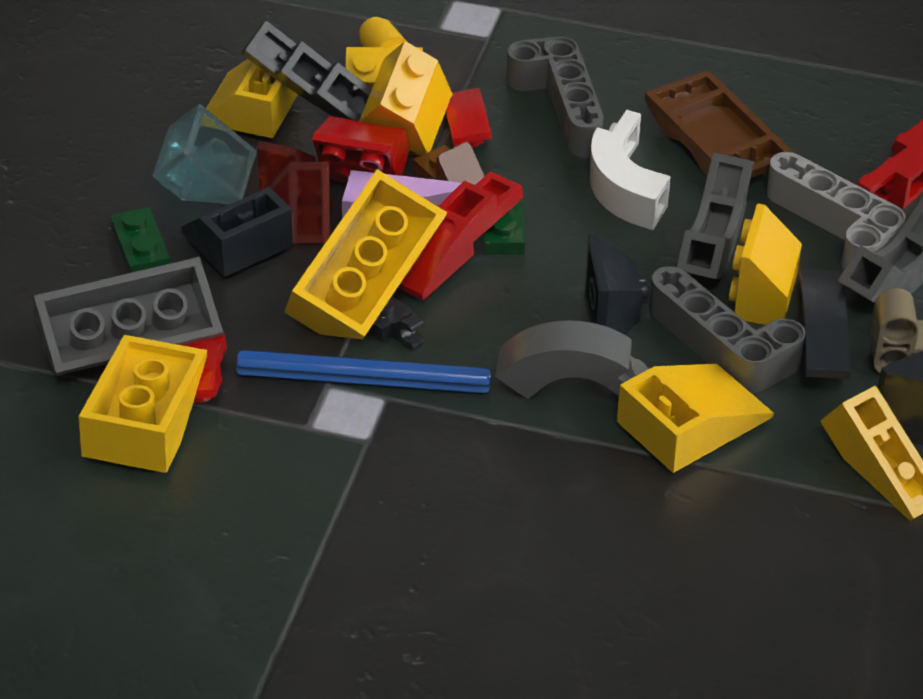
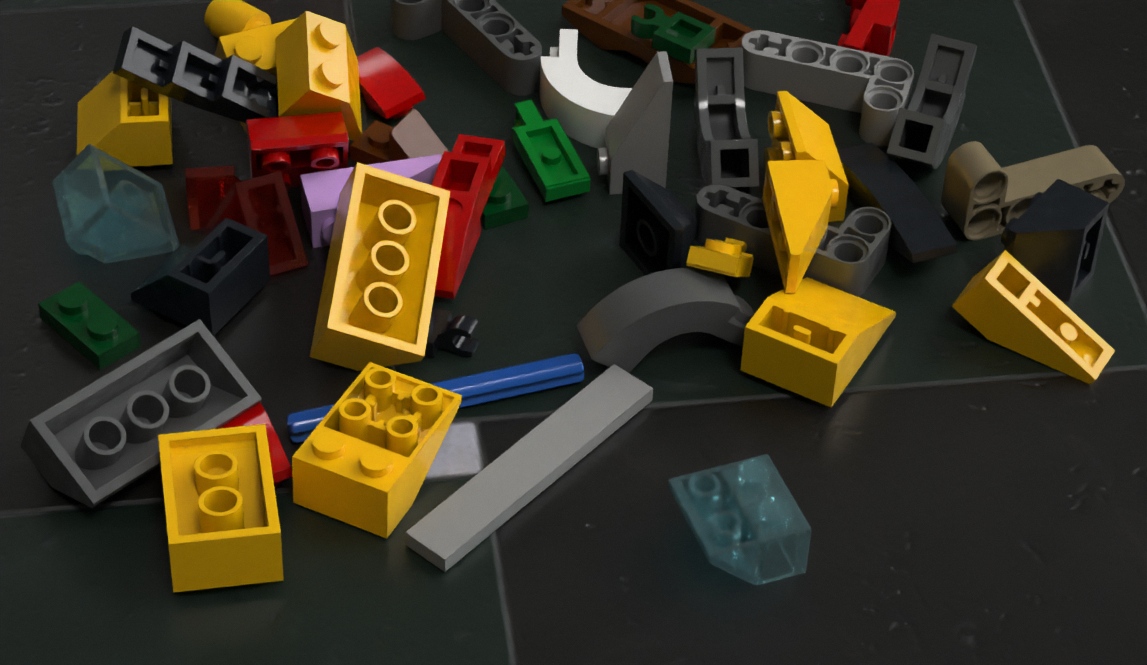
camera: 25 degrees left, 0 degrees up
(284, 394) = (373, 449): none -> yellow slope
(403, 445) = (528, 468): none -> light grey tile
(532, 536) = (745, 519): none -> clear light blue slope
(564, 208) = (548, 154): none -> green hinge
(636, 210) = (640, 129): none -> light grey slope
(640, 326) = (722, 257): none -> yellow hinge
(716, 136) = (674, 34): none -> dark green plate
(720, 309) = (797, 211): none -> yellow slope

